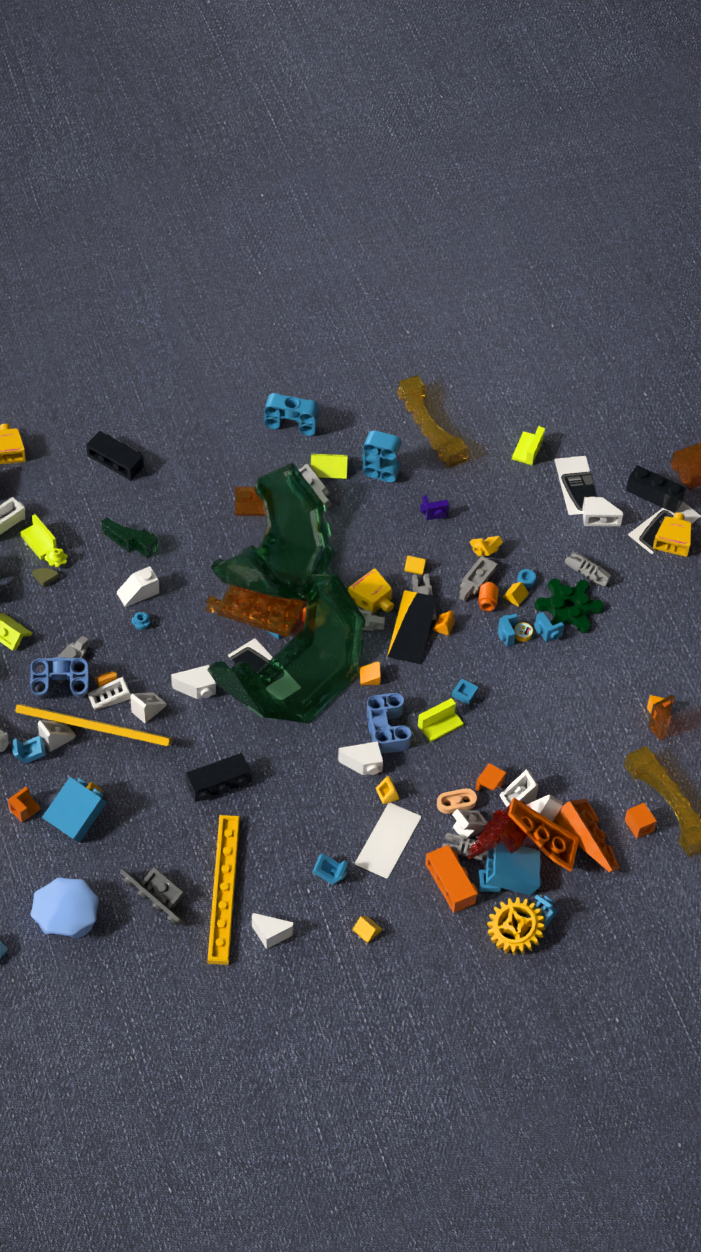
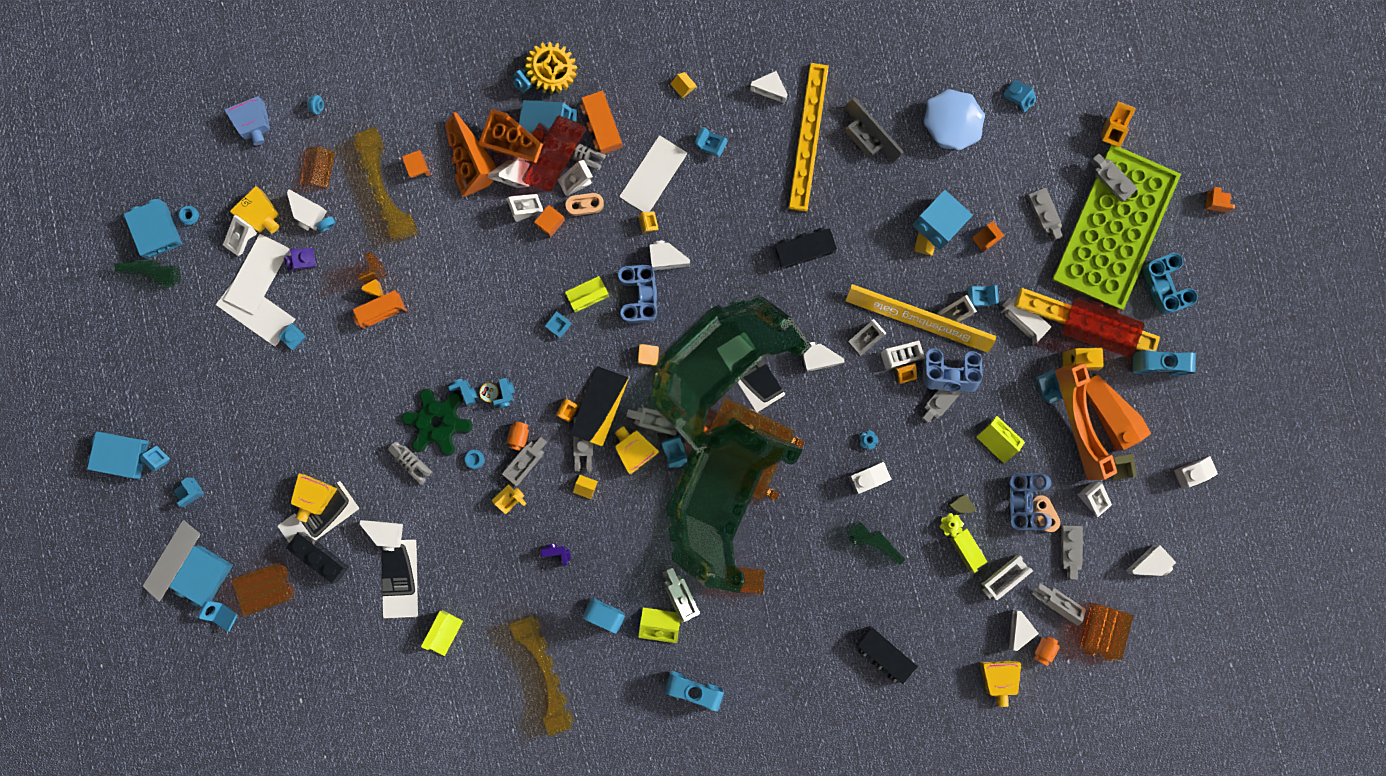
camera: 175 degrees left, 30 degrees up
(516, 593) = (489, 440): yellow slope -> none
(638, 693) = (378, 309): none -> orange window

